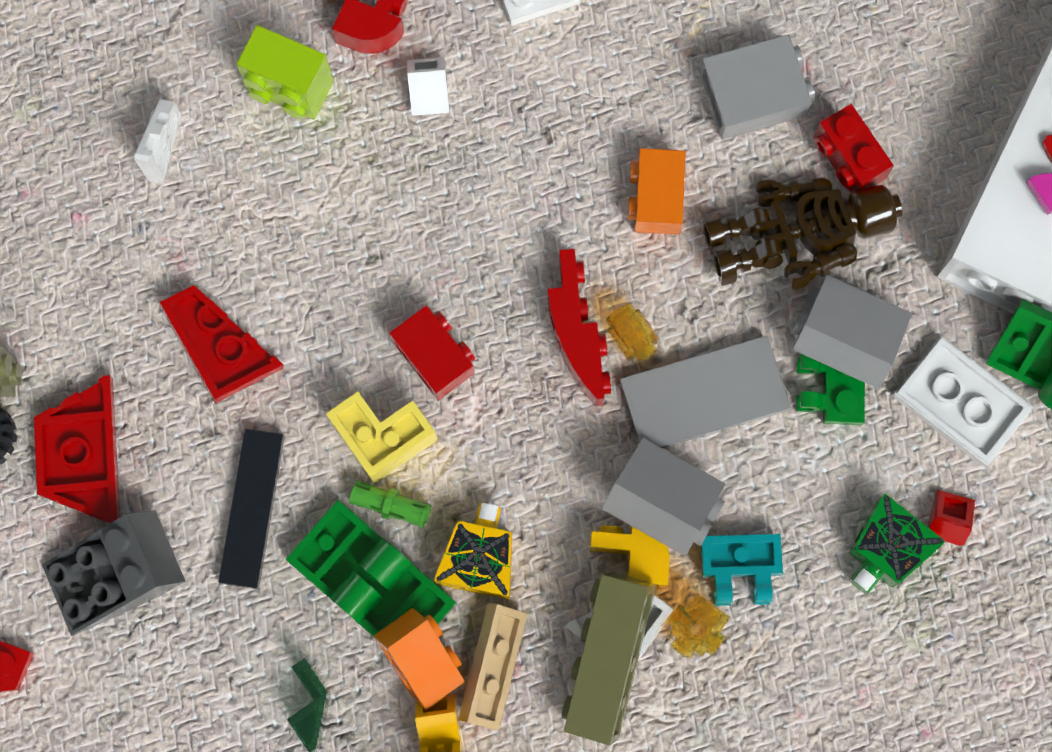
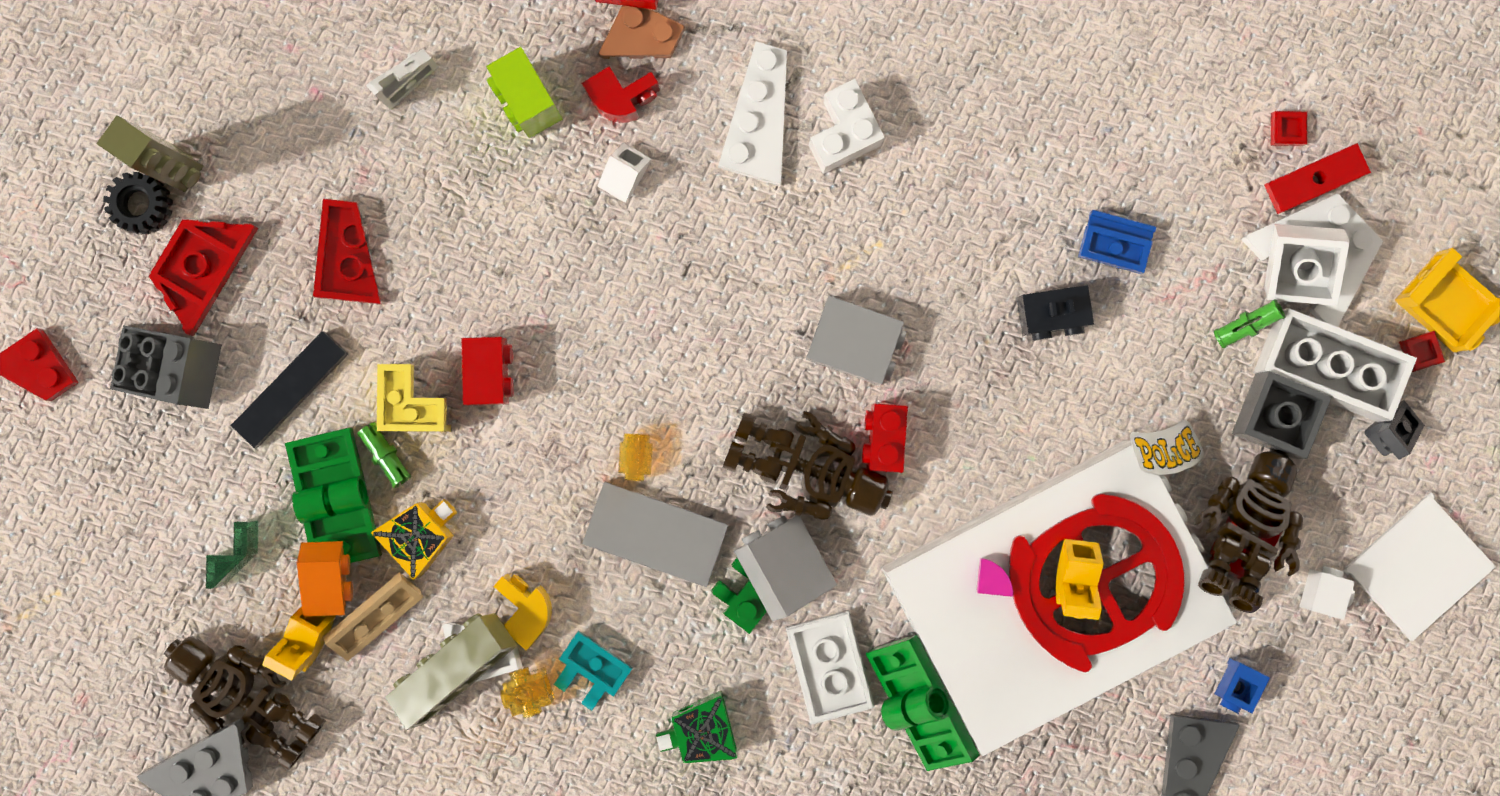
camera: 35 degrees right, 10 degrees up
(578, 341) = (592, 438): red slope -> none
(658, 192) = (728, 367): orange brick -> none
(665, 497) = (569, 590): light grey brick -> none
(952, 517) = (760, 739): red slope -> none

